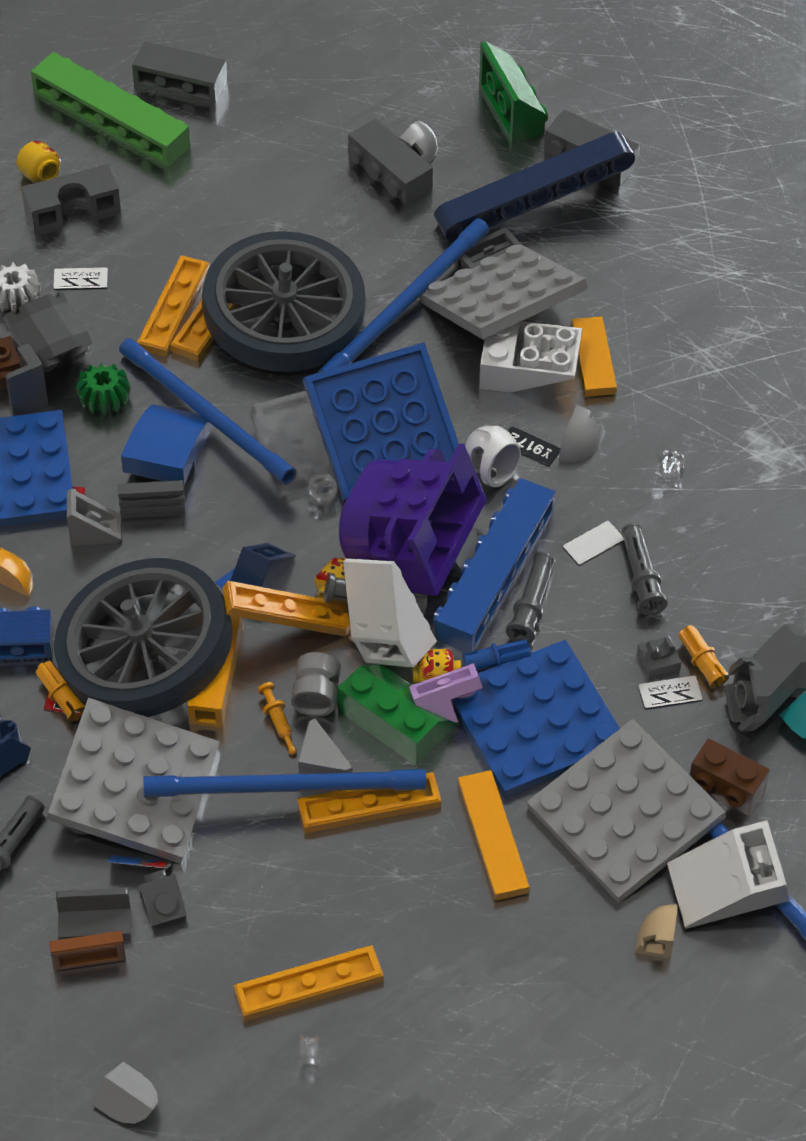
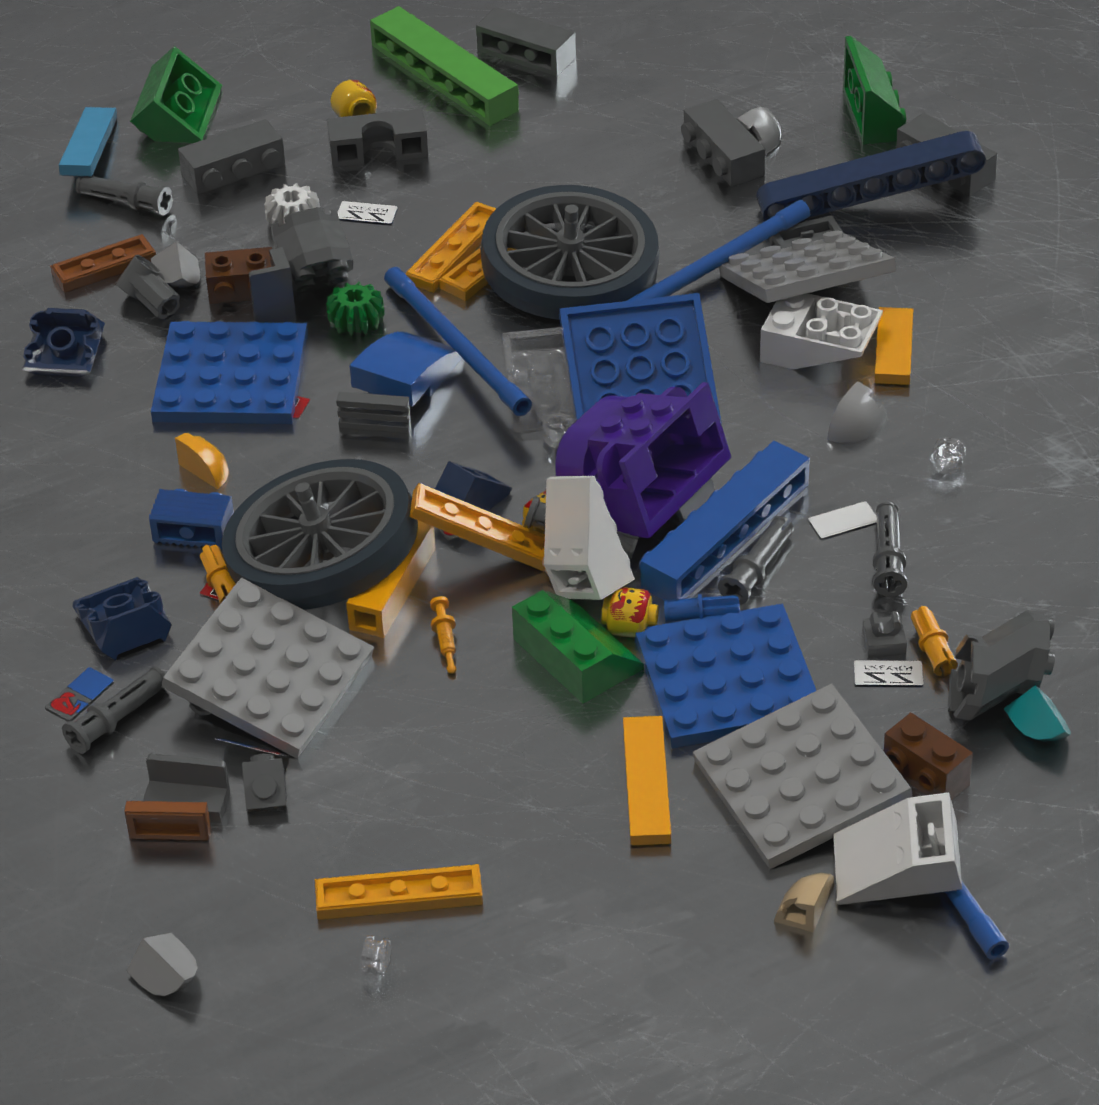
camera: 15 degrees right, 10 degrees down
(90, 521) = (301, 425): light grey slope -> none
(316, 684) = (490, 607): light grey wheel -> none
(320, 753) = (477, 680): light grey slope -> none
(359, 806) = (519, 729): light orange tile -> none
(395, 780) = (549, 706): blue piece -> none
(437, 692) = (620, 629): lavender slope -> none
(493, 450) = (755, 411): white helmet -> none
(534, 447) = (799, 420): black sticker -> none

